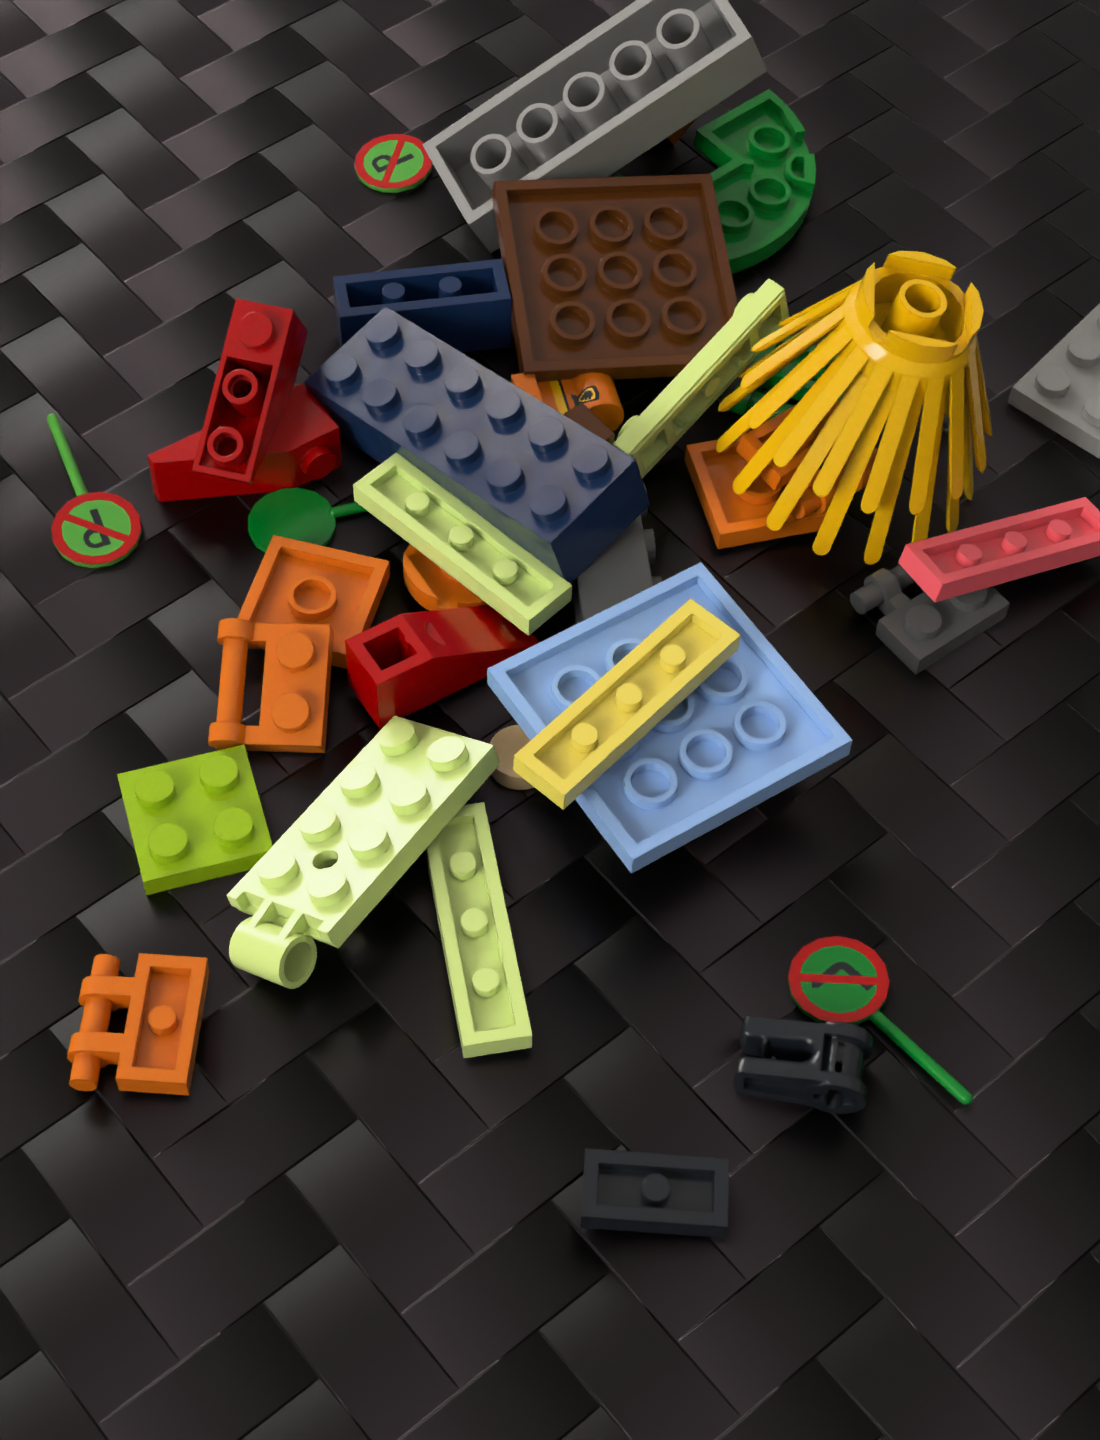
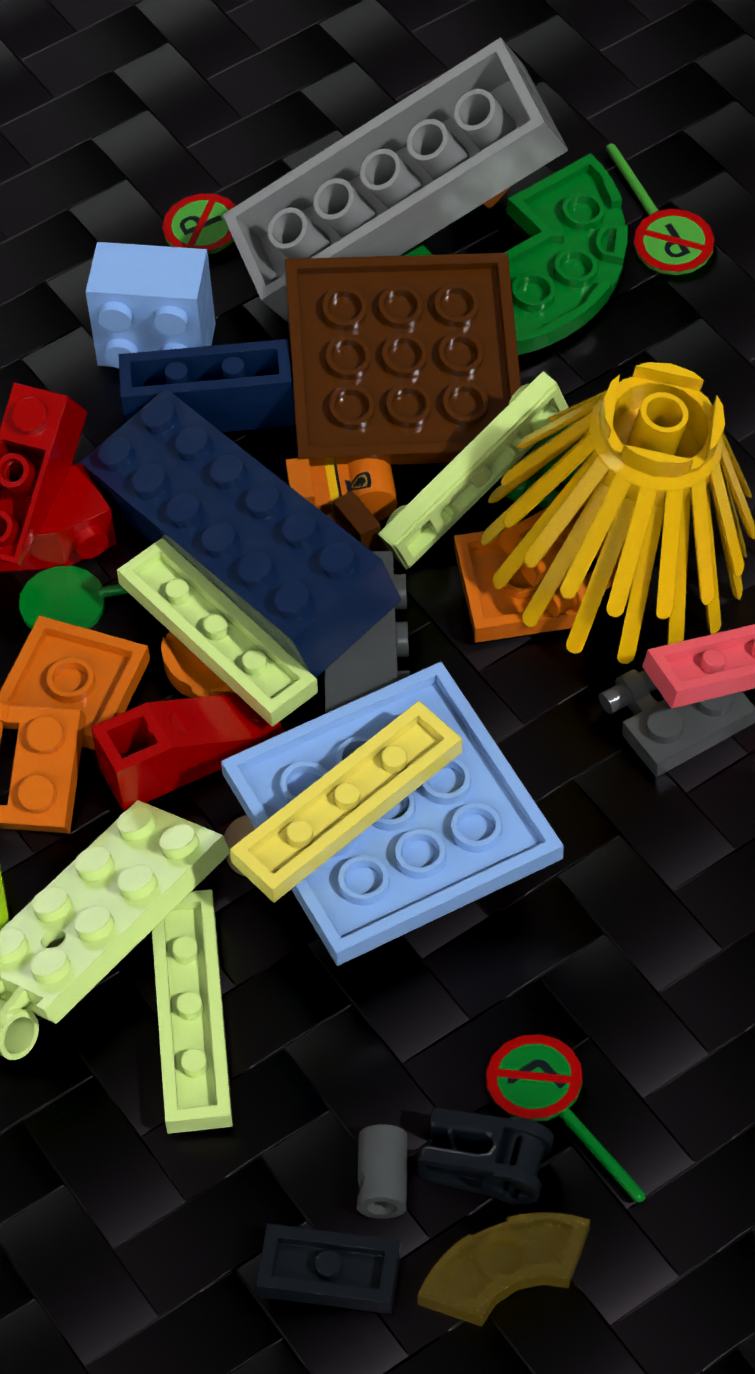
camera: 10 degrees right, 0 degrees up
(354, 225) = (148, 299): none -> light blue brick
(697, 1086) = (382, 1171): none -> dark grey piece
(833, 1173) = (504, 1259): none -> clear yellow tile
(849, 167) = (669, 238): none -> piece

